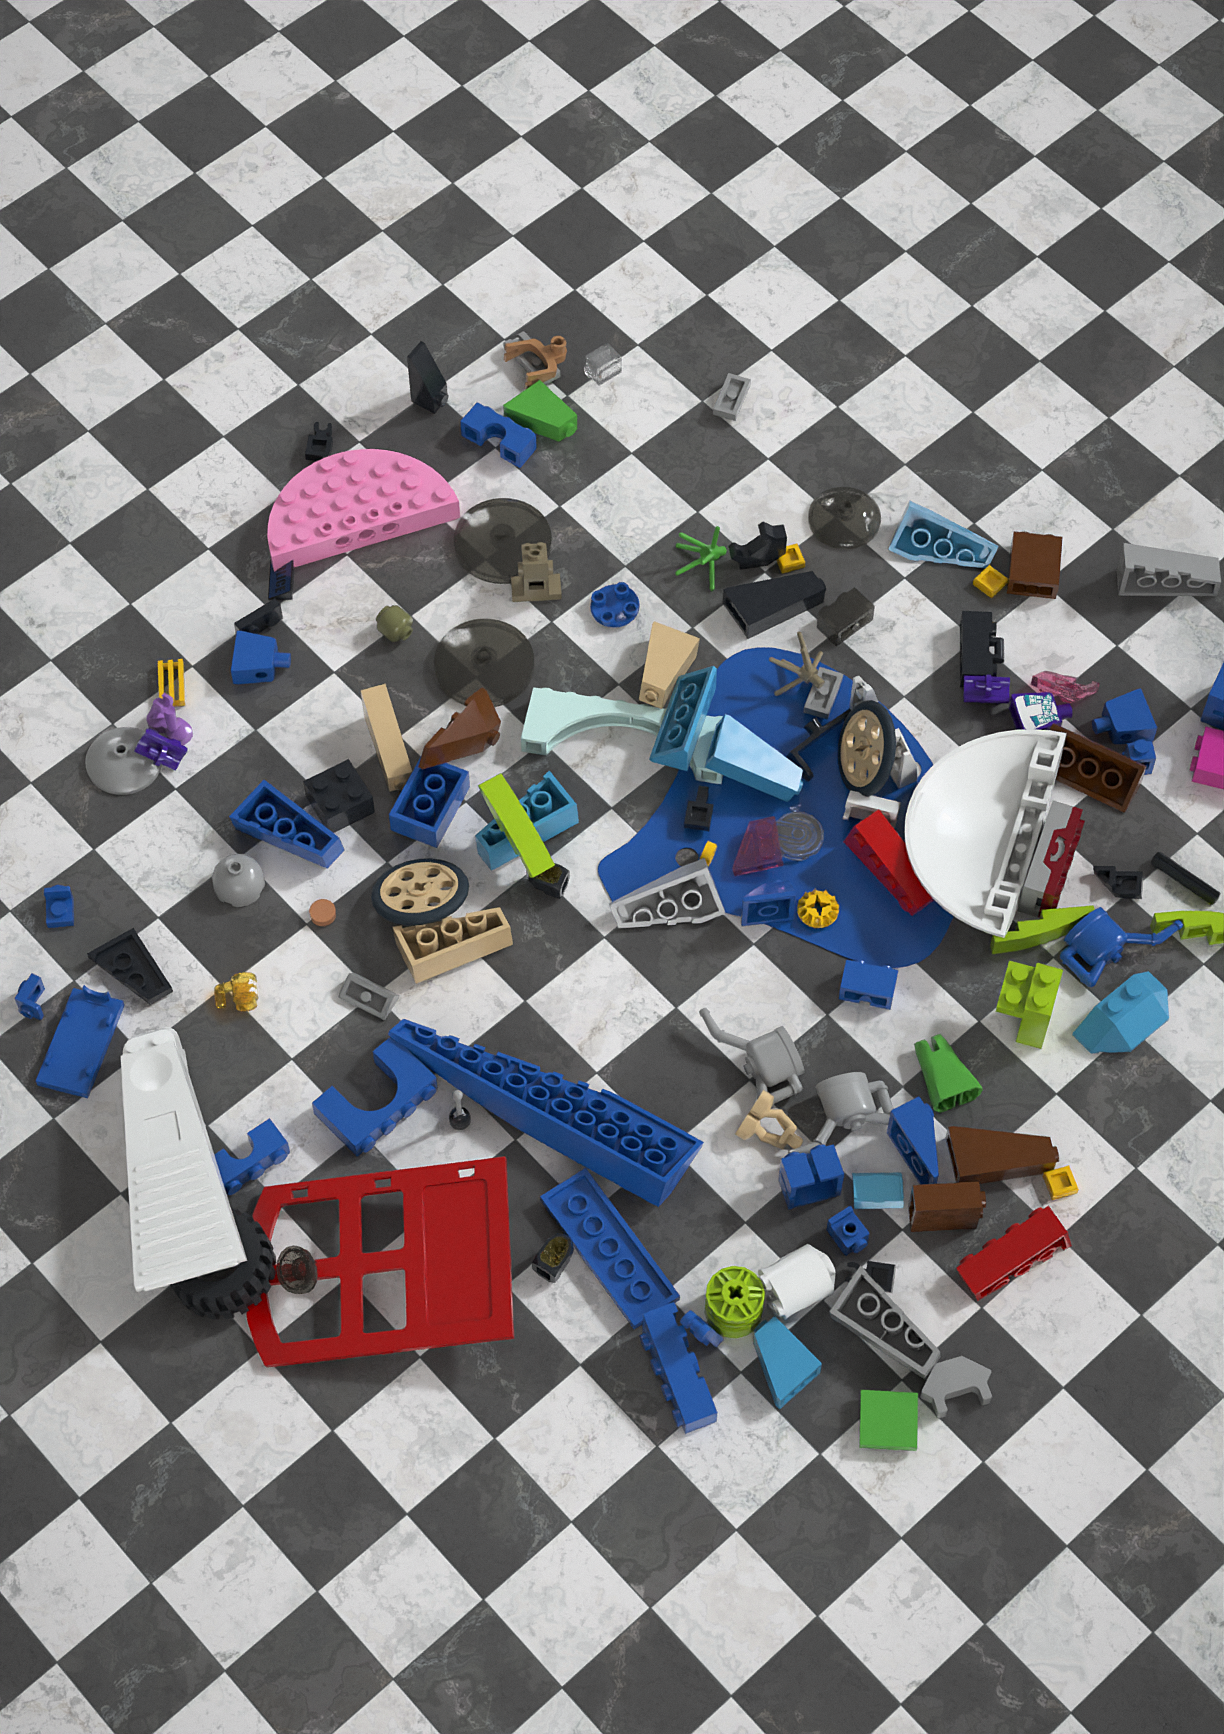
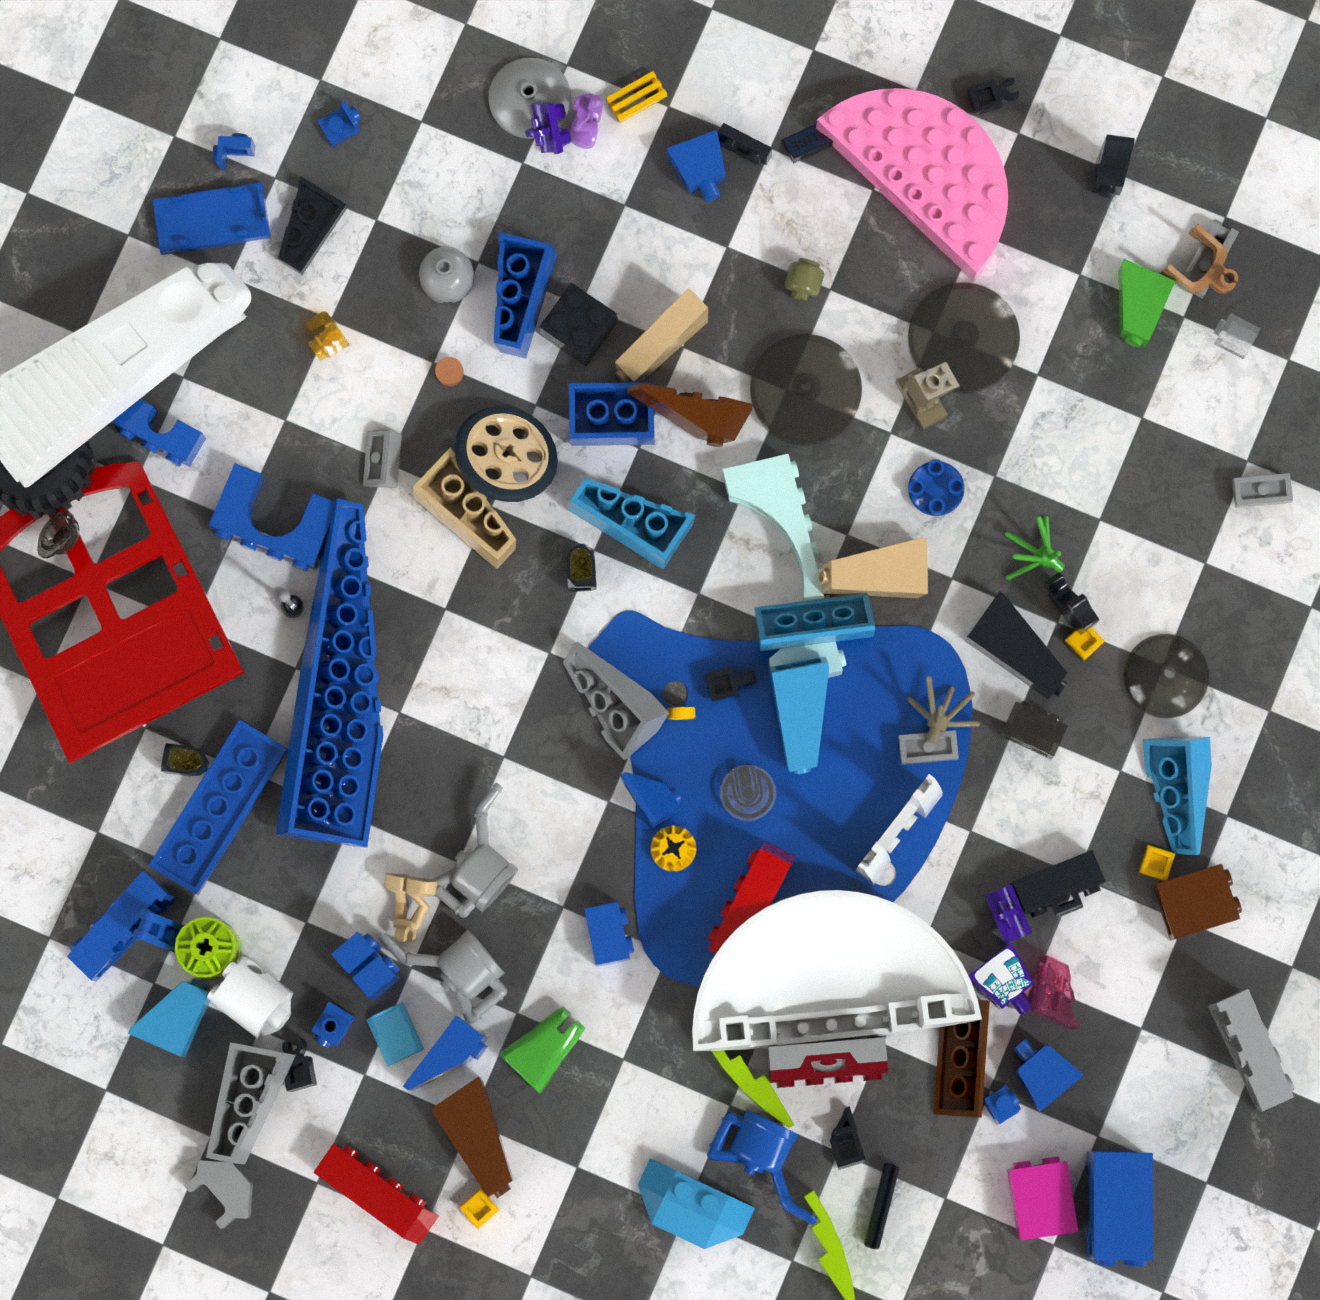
camera: 70 degrees right, 20 degrees up
(485, 423) = (1095, 247): blue arch -> none
(516, 825) = (607, 513): lime slope -> none
(759, 847) = (713, 761): clear pink wing -> none
(816, 732) = (872, 763): black piece -> none
(863, 806) = (807, 855): white hinge -> none
(885, 744) = (863, 821): wedge -> none
(888, 1420) = (159, 1140): bright green tile -> none
(945, 1206) = (392, 1108): reddish brown brick -> none
(1031, 996) = (644, 1100): lime brick -> none

